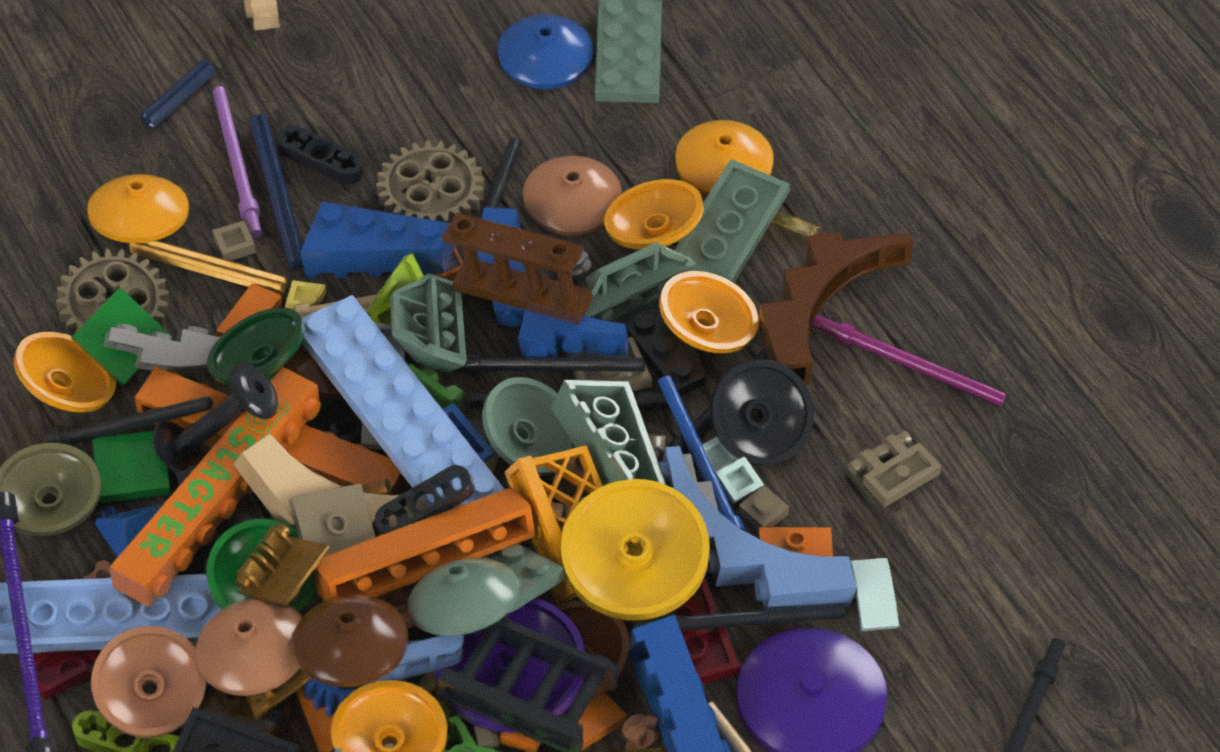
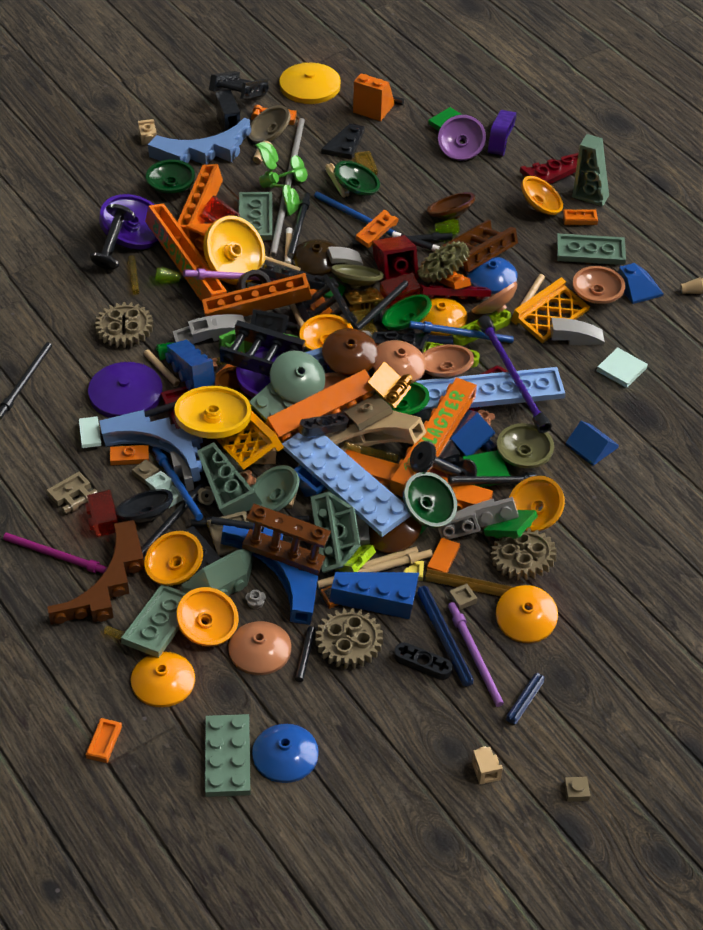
camera: 175 degrees right, 5 degrees down
(808, 79) = (104, 740): none -> orange tile
(836, 409) = (103, 513): none -> clear red brick

